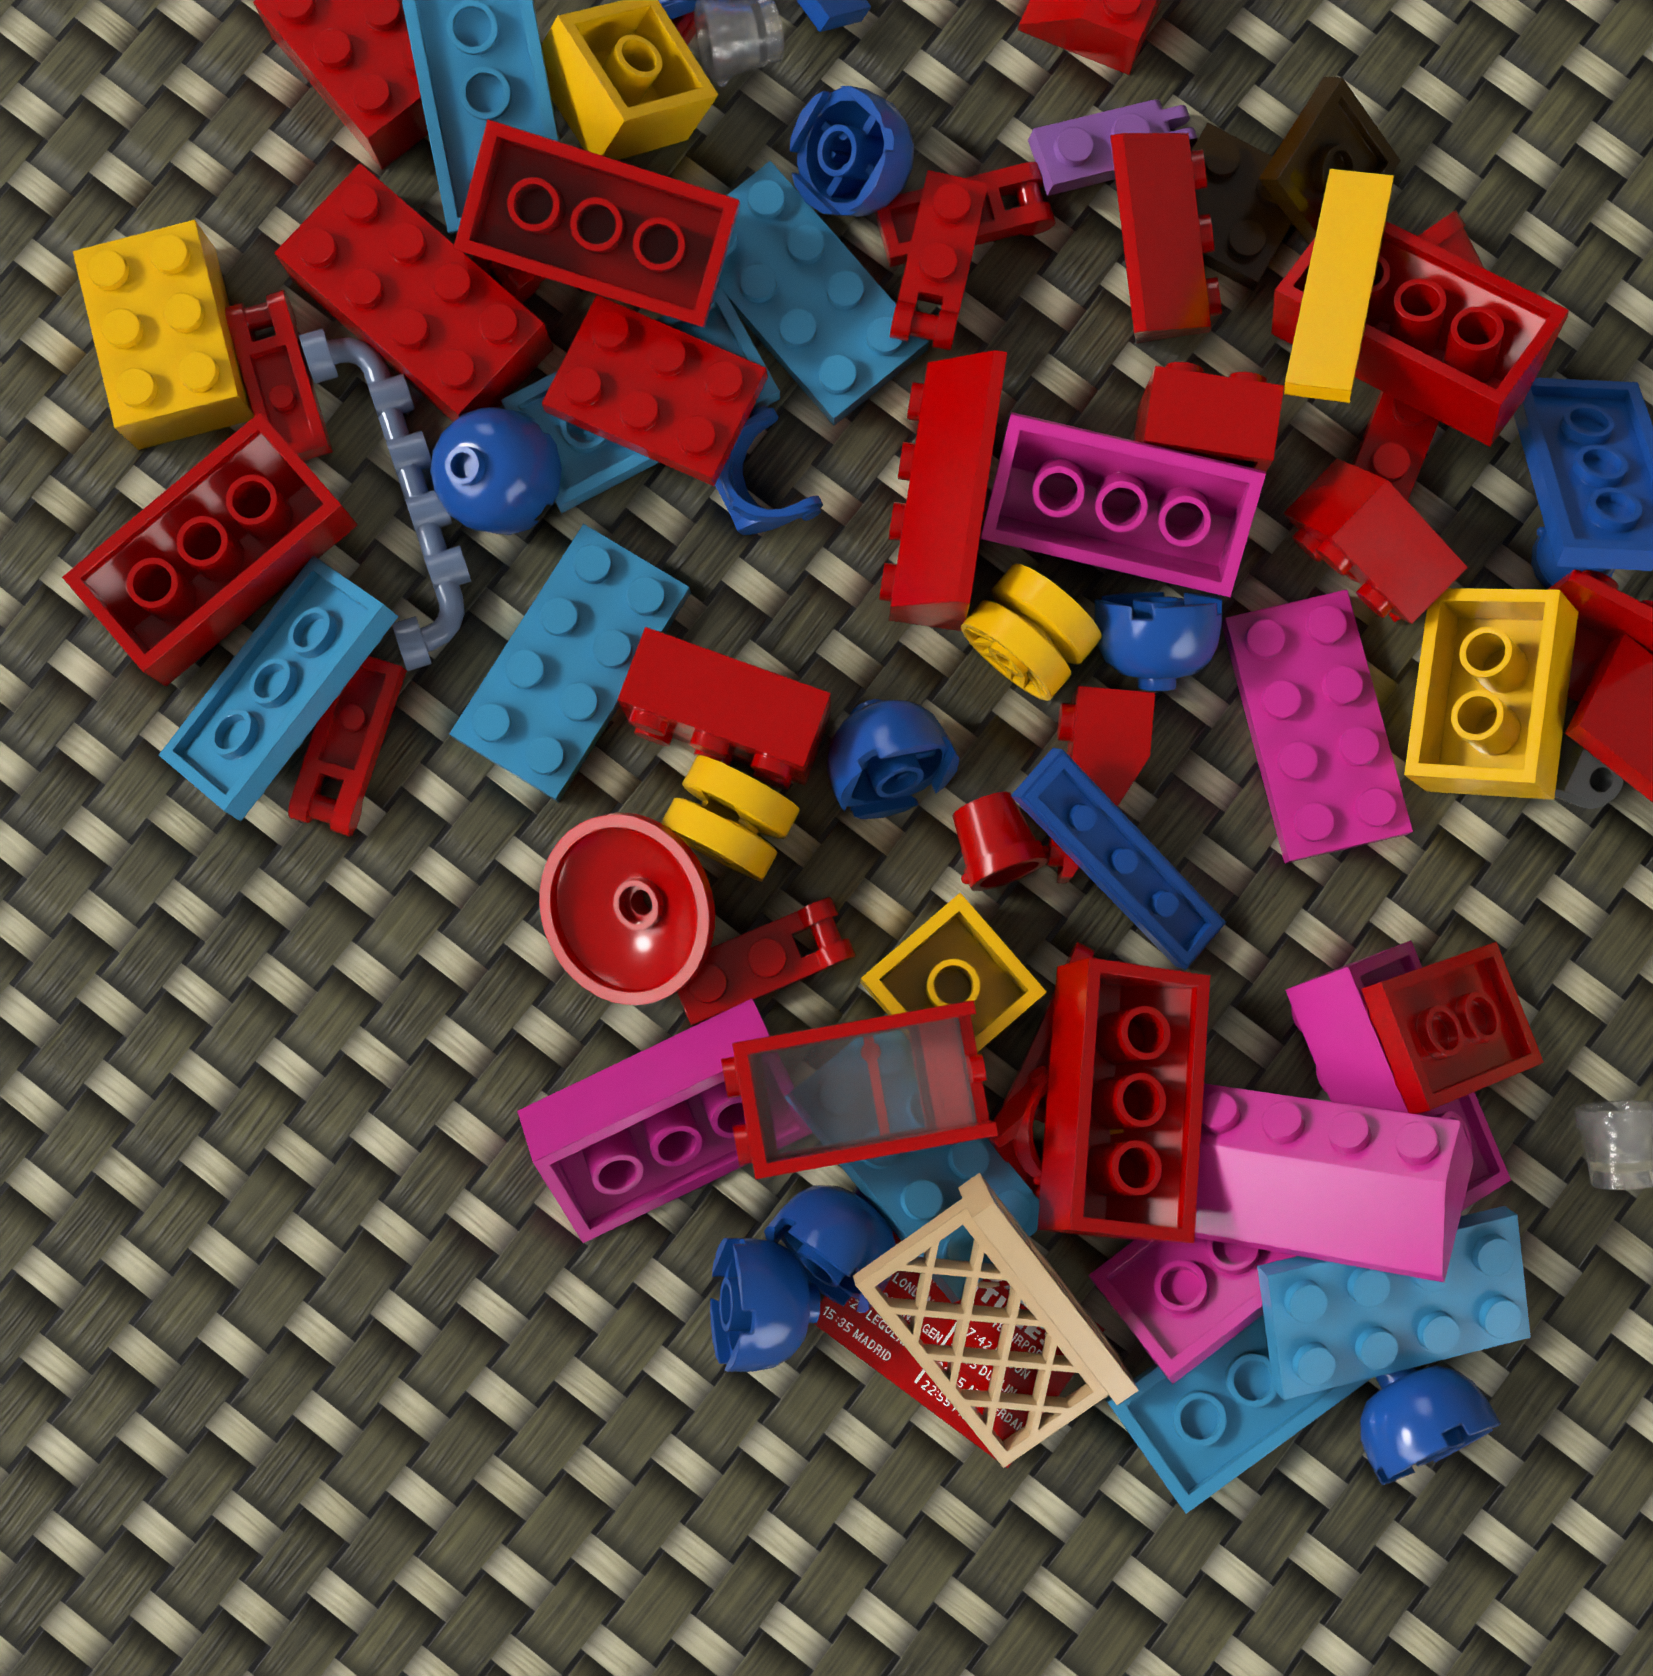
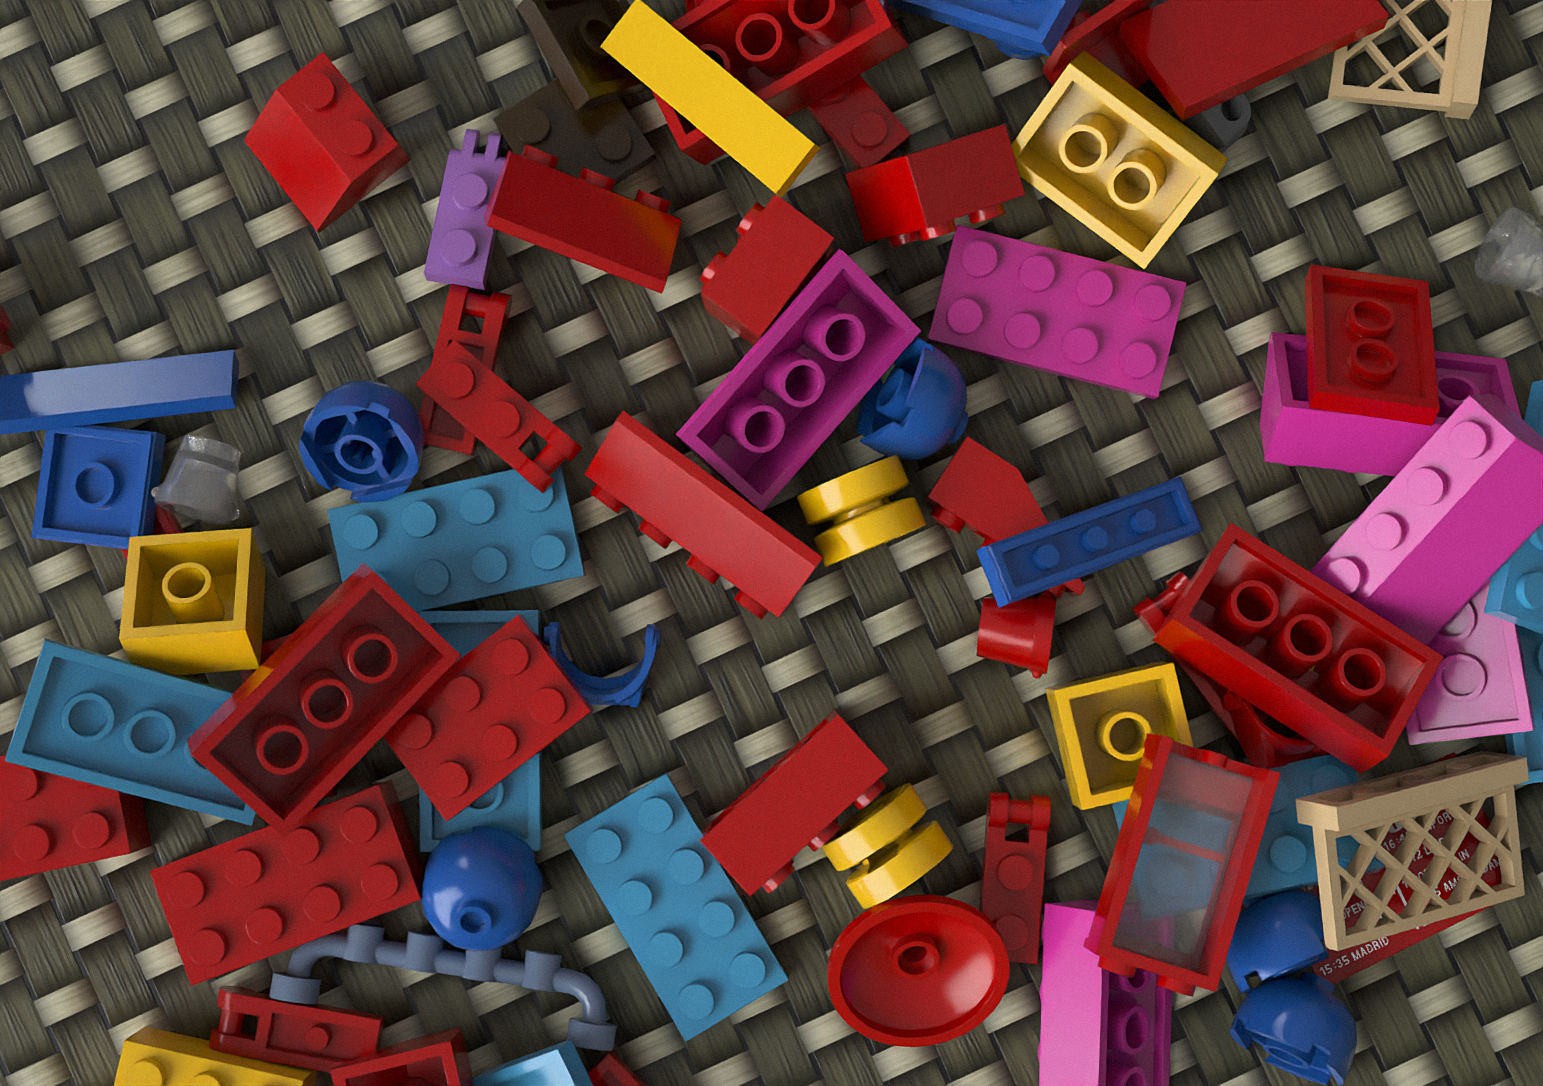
camera: 65 degrees left, 5 degrees up
(888, 755) = (899, 685): blue cylinder -> none

